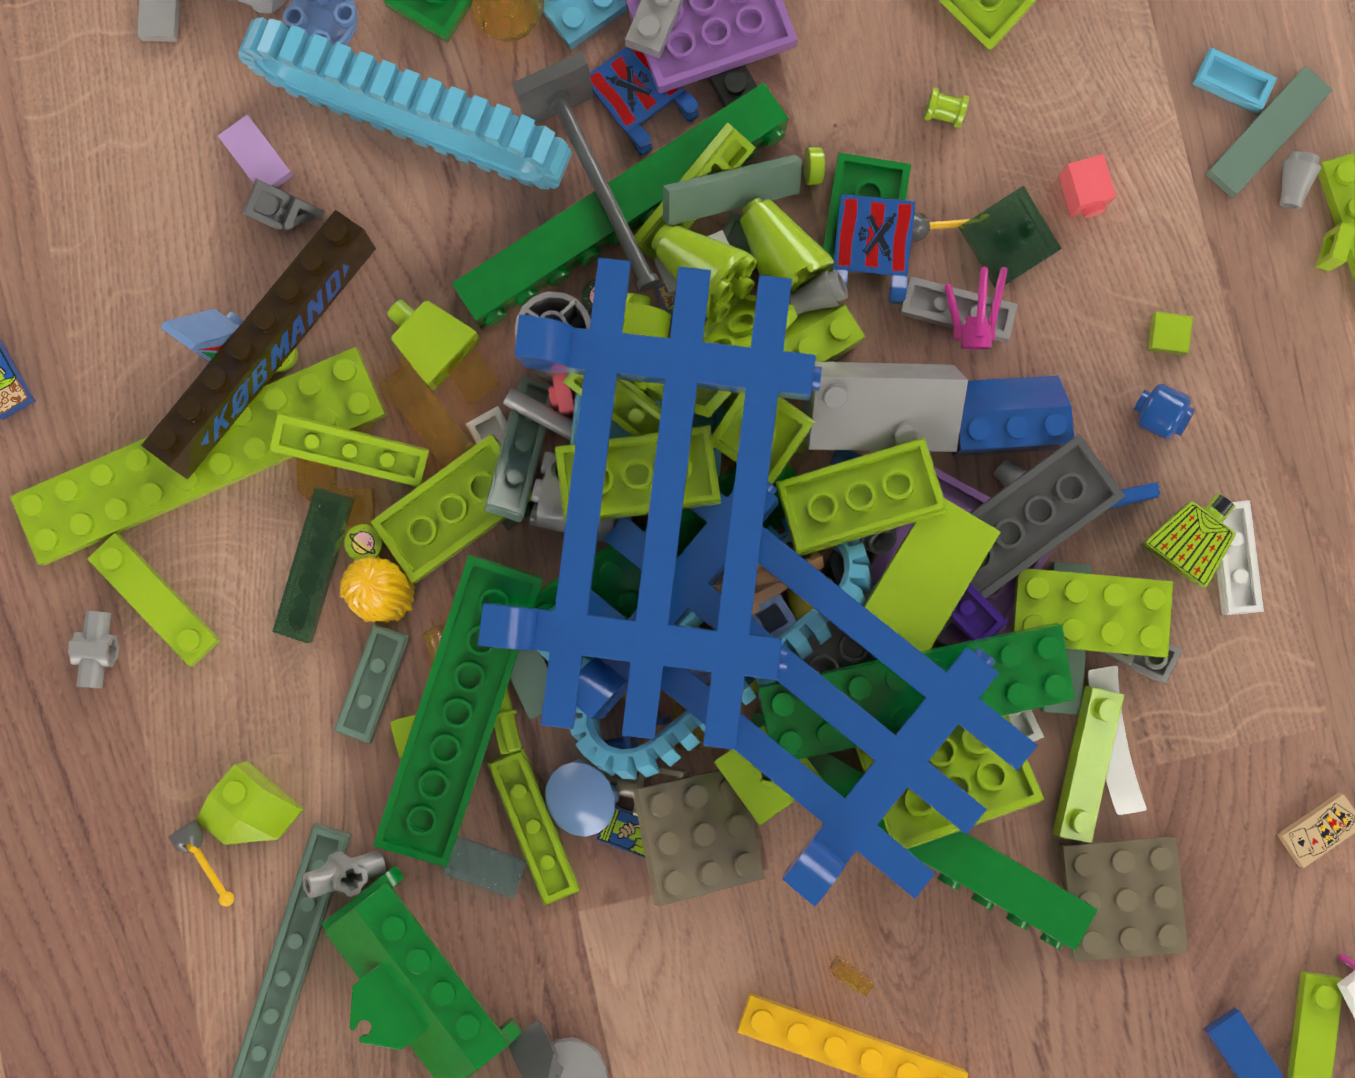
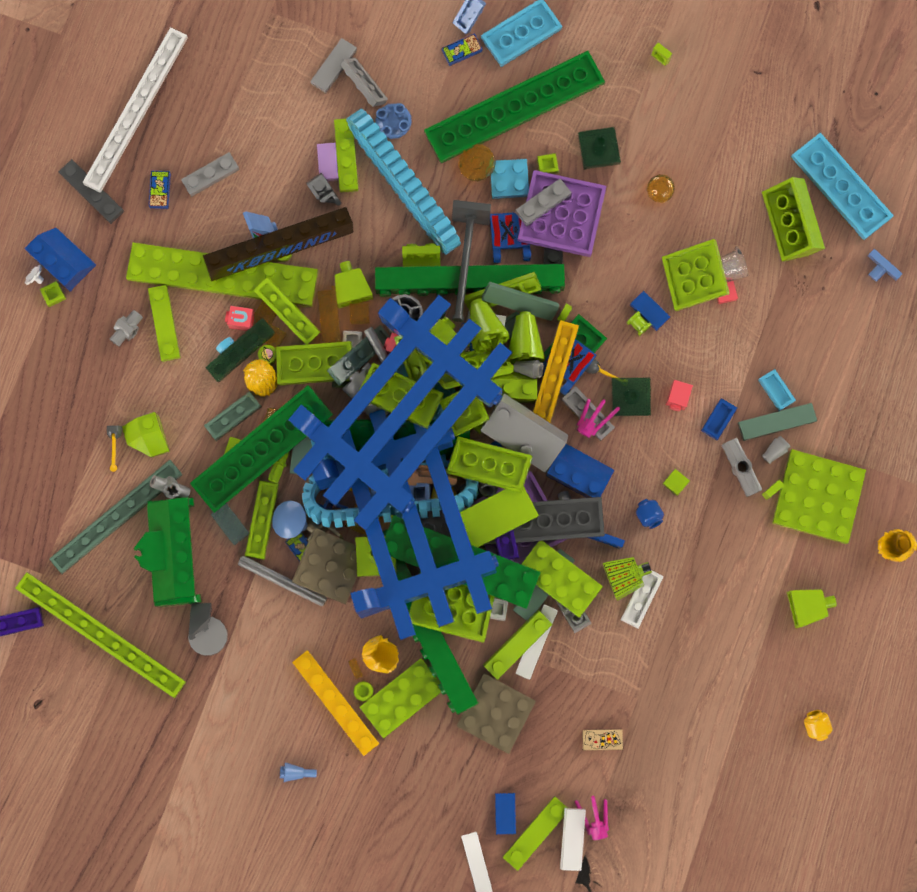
camera: 35 degrees right, 5 degrees down
(69, 298) = (210, 174): none -> light grey plate
(277, 511) = (240, 318): none -> coral brick
(280, 127) = (345, 157): none -> lime plate
(280, 573) = (224, 344): none -> medium azure tile
(516, 215) = (421, 255): none -> lime bracket
(624, 908) = (281, 580): none -> light grey axle
(864, 267) = (555, 370): none -> yellow plate
(878, 929) = (380, 654): none -> yellow hair
(885, 1002) = (363, 691): none -> lime tile
(949, 74) = (650, 310): none -> blue tile
(954, 974) = (401, 698): none -> lime plate
(1172, 186) = (719, 419): none -> blue tile
(1283, 252) = (748, 478): none -> light grey piece

